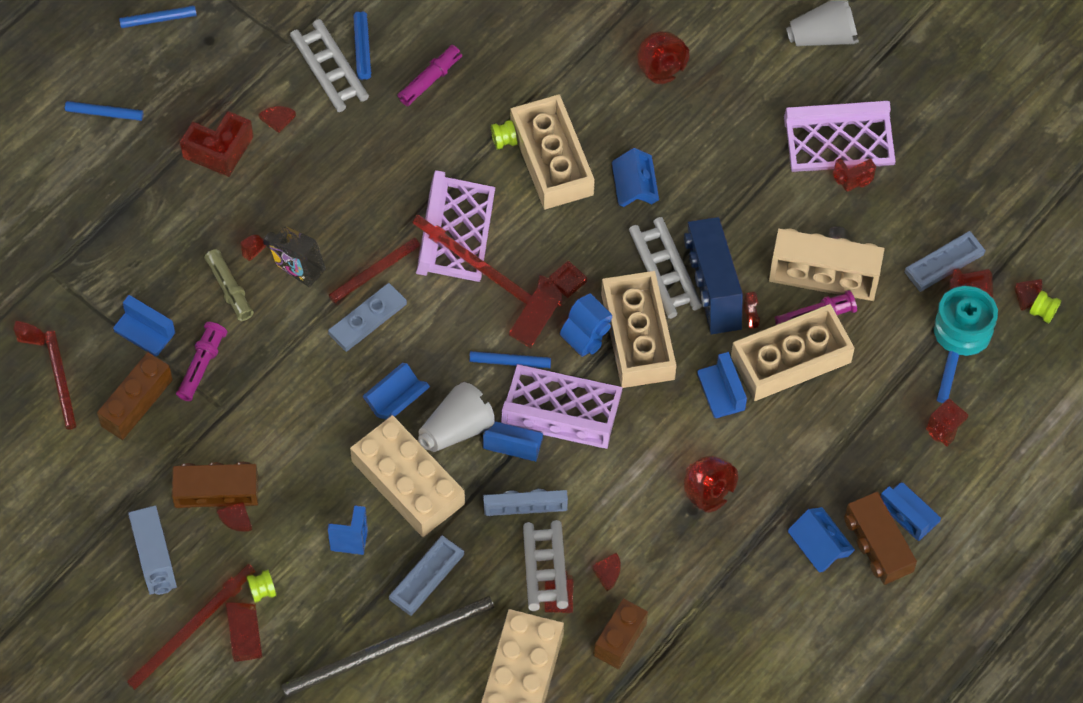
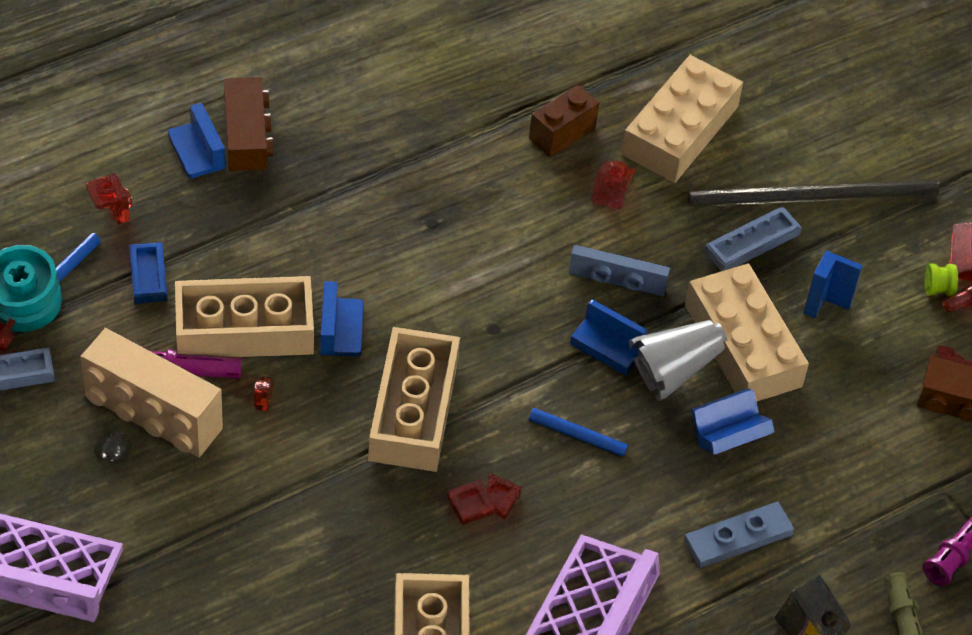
camera: 165 degrees left, 10 degrees down
(374, 270) = (712, 590): clear red bar -> none
(438, 235) = (623, 569): clear red bar -> none
(534, 318) = (532, 455): clear red slope -> none
(534, 575) = (631, 210): light grey bar -> none
(558, 422) = (550, 335): lavender fence -> none
(586, 325) = (477, 413): blue brick -> none
(608, 571) = (550, 189): clear red tile -> none
(635, 178) = (332, 593): blue panel -> none
(670, 252) = (328, 491): light grey bar -> none
(709, 482) = (406, 222): clear red cylinder -> none
(715, 275) = (290, 434): dark blue wedge -> none
(820, 538) = (306, 145): blue panel -> none
(858, 175) = (48, 501): clear red bracket -> none
(886, 384) = (148, 272): none -> blue tile

